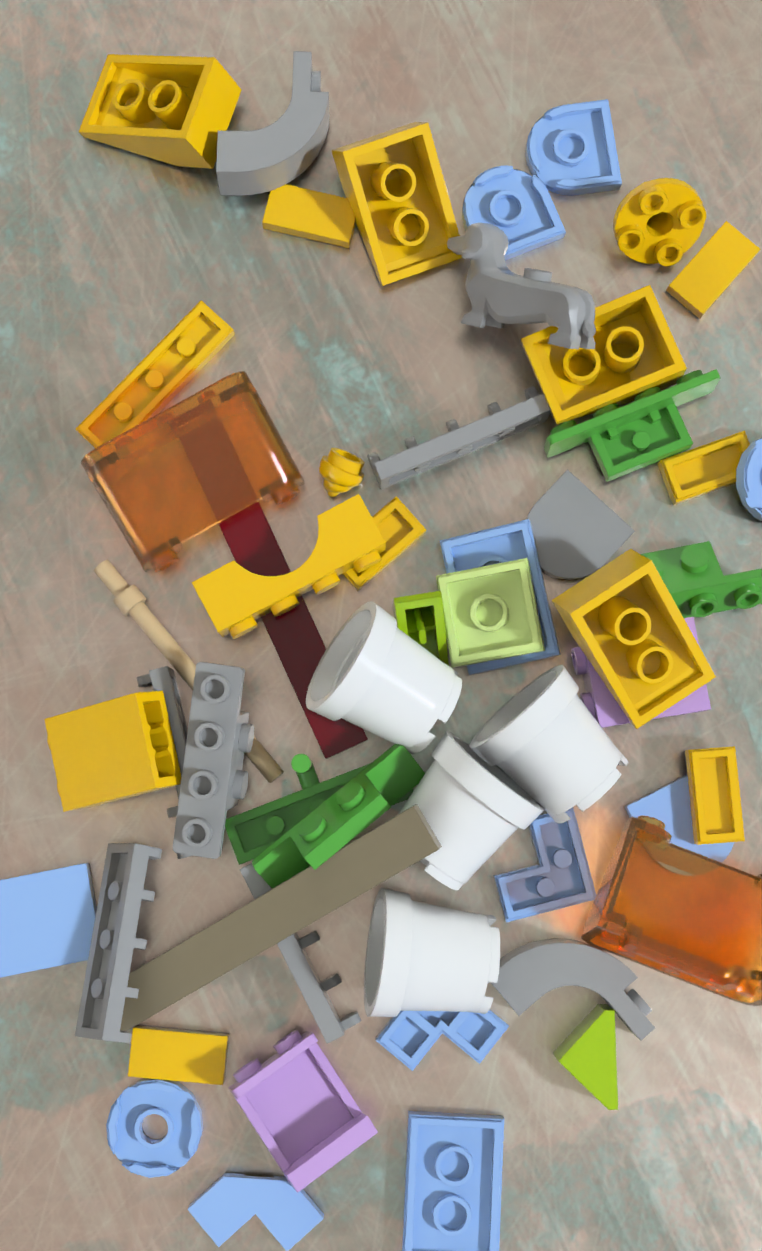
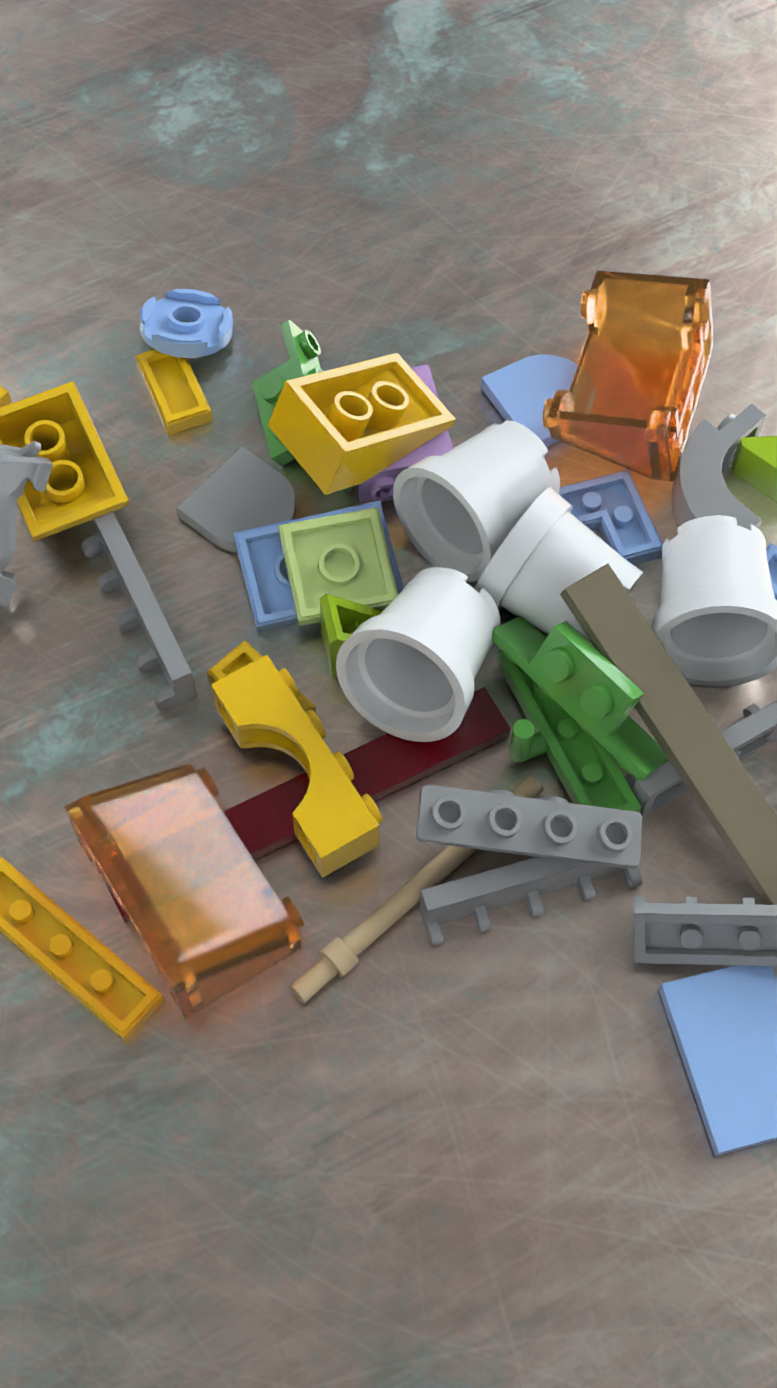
camera: 90 degrees left, 20 degrees down
(113, 750) = (529, 948): yellow brick -> none
(340, 471) = (179, 729): yellow plate -> none
(637, 432) = (140, 443): bright green bracket -> none
(714, 795) = (513, 368): yellow tile -> none

